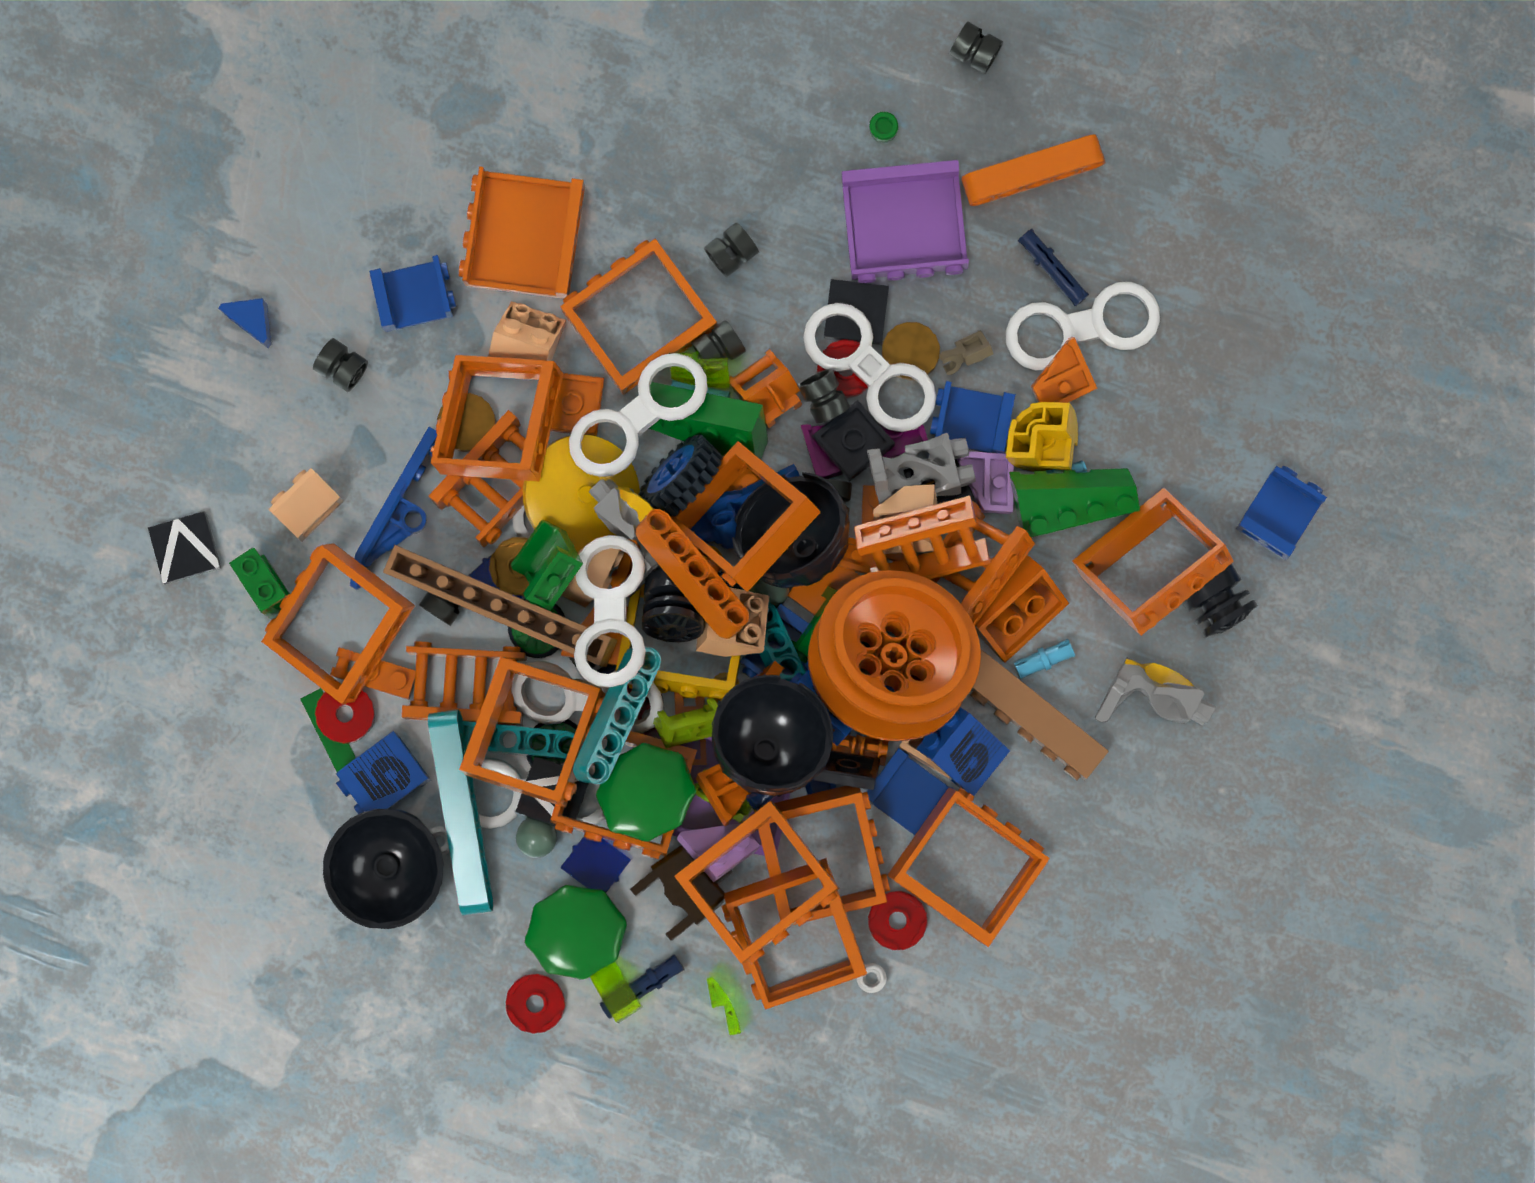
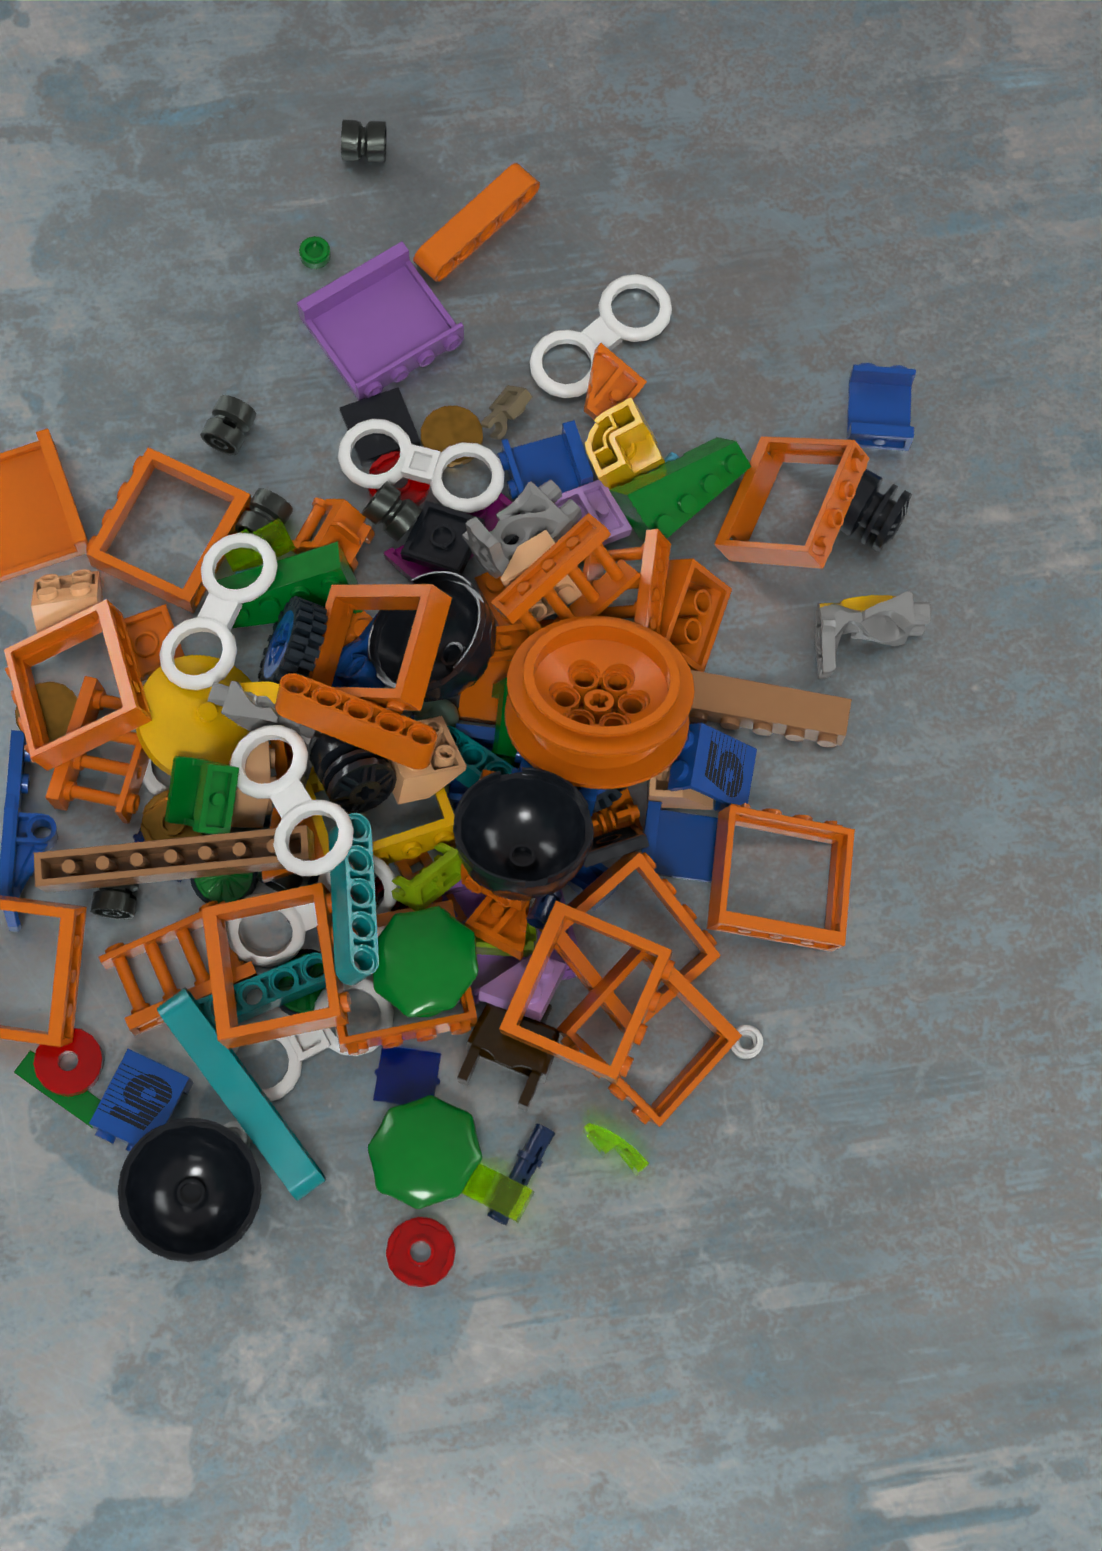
camera: 40 degrees left, 10 degrees down
(385, 678) = (93, 1004): orange plate -> none
(536, 838) = (331, 1077): sand green piece -> none
(546, 774) = (323, 1044): black tile -> none
(915, 921) = (734, 991): red tile -> none
(1044, 658) = (739, 649): medium azure pin -> none
(1053, 267) = (541, 296): dark blue pin -> none

